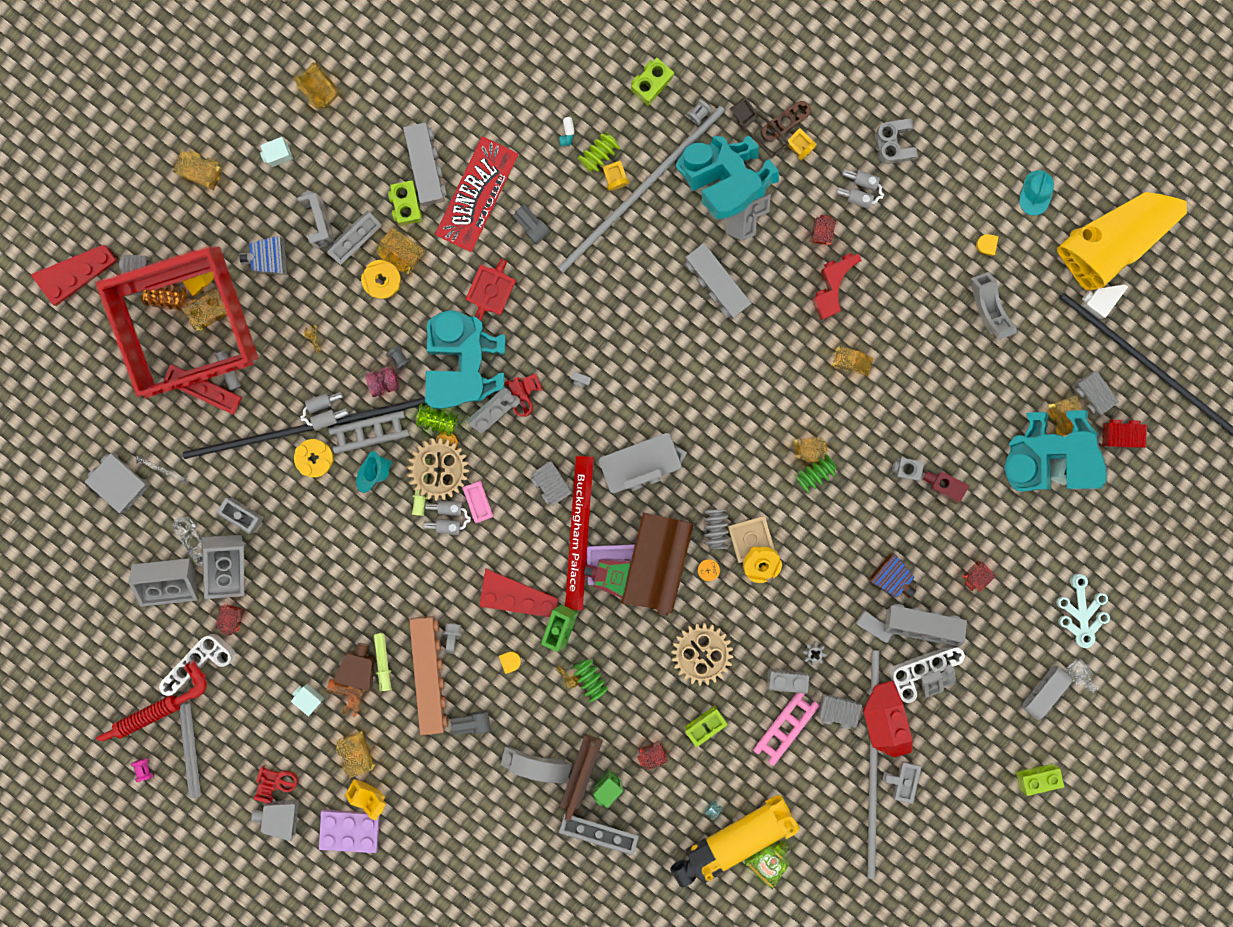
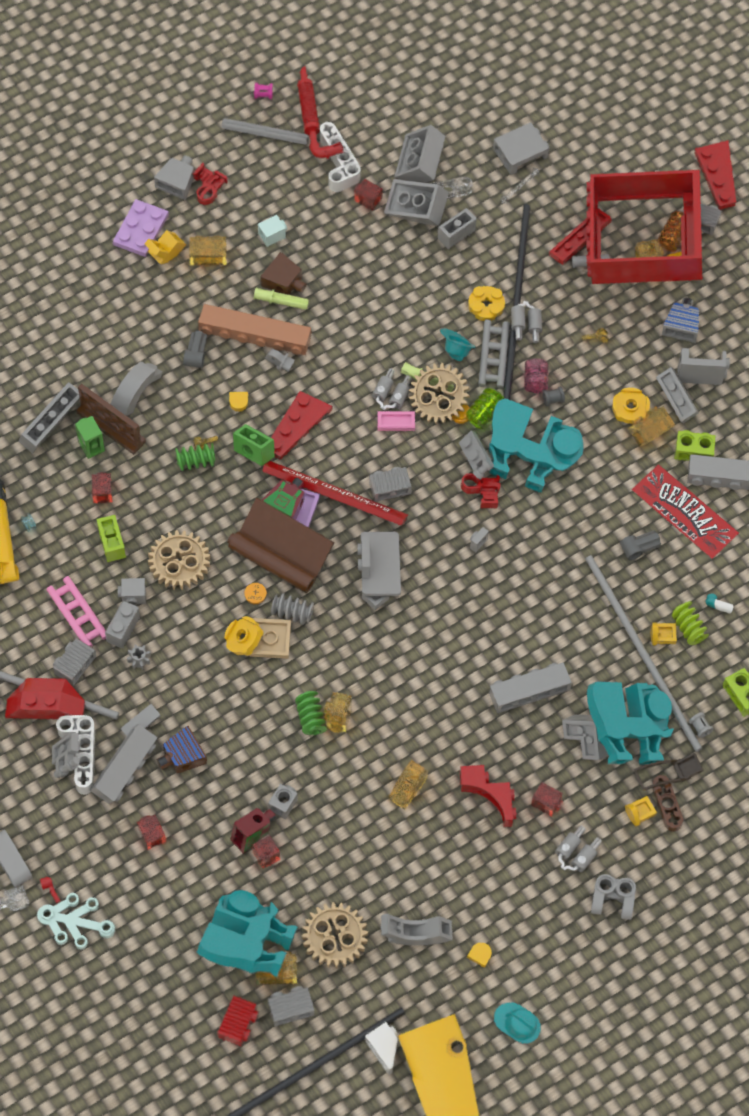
camera: 110 degrees right, 25 degrees down
(354, 695) = (259, 267): clear orange bar -> none
(490, 289) = (590, 491): red plate -> none
(750, 684) = (133, 590): none -> light grey brick
(963, 466) = (266, 852): none -> clear red brick
(1027, 392) = (317, 940): none -> tan gear
(1055, 649) = (47, 883): none -> red hand

